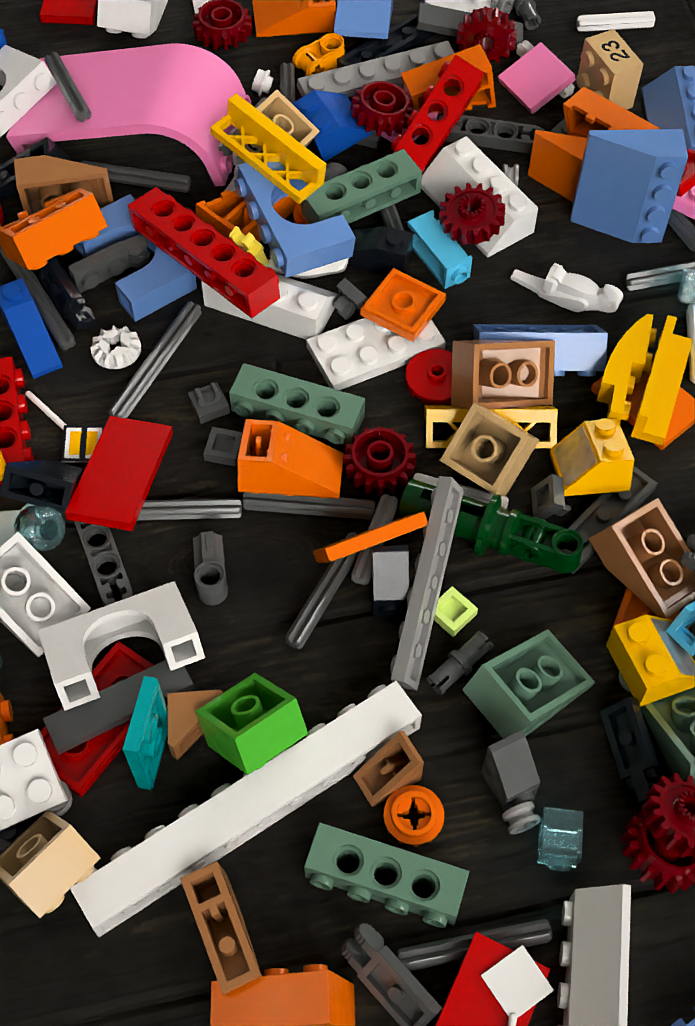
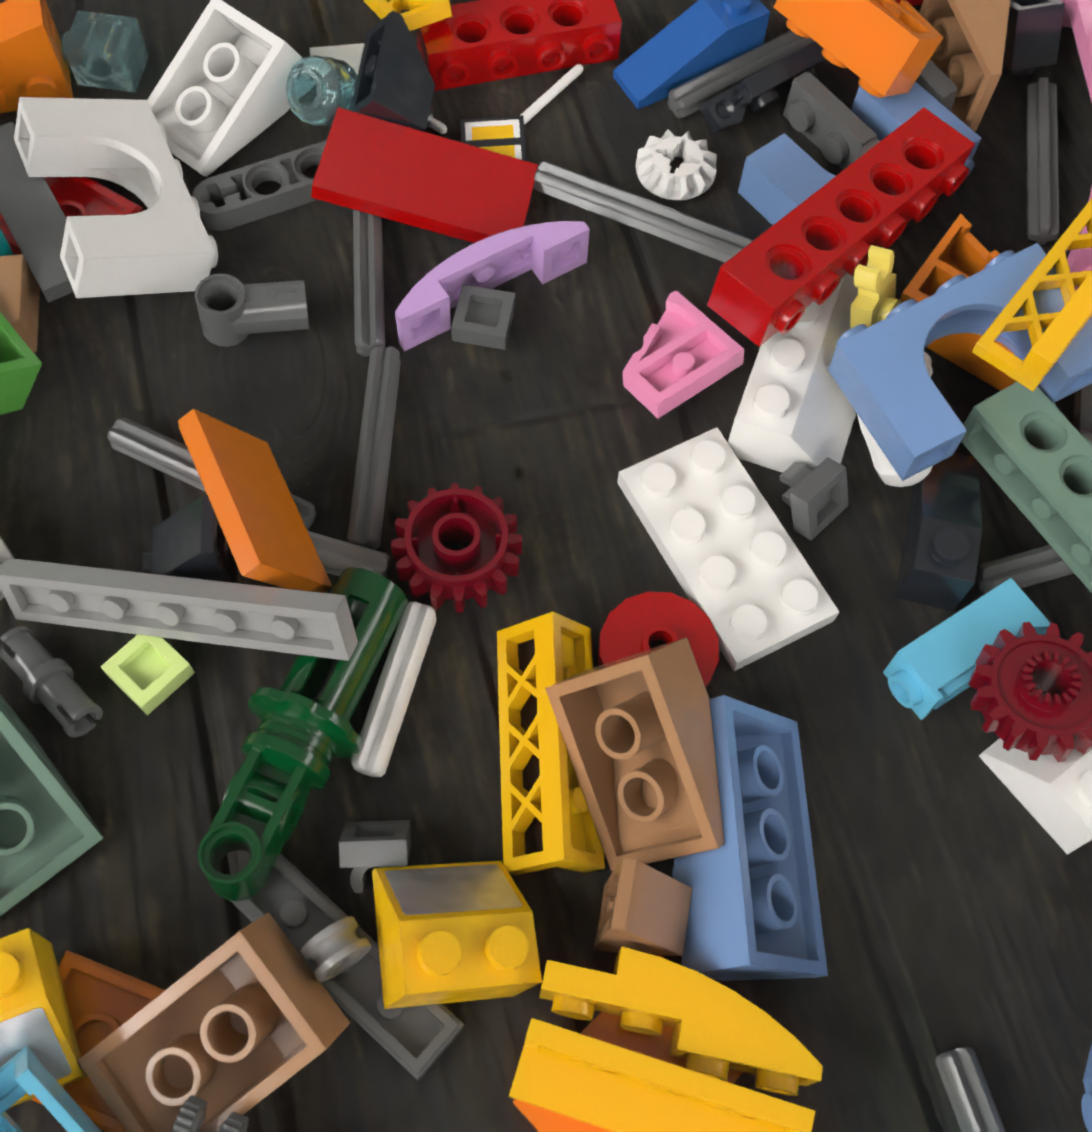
camera: 85 degrees right, 5 degrees up
(208, 402) = (576, 294): dark grey tile -> none
(212, 470) = (544, 248): none -> lavender slope
(258, 348) = (679, 357): none -> bright pink wing
(286, 392) = (553, 493): sand green brick -> none
(286, 462) = (436, 394): orange slope -> none
(403, 304) = (805, 577): orange tile -> none
(489, 450) = (460, 722): tan brick -> none
(571, 290) = (899, 916): white animal -> none
(579, 388) = (643, 911): none -> medium nougat slope
(605, 507) = (336, 948): none -> light grey bush

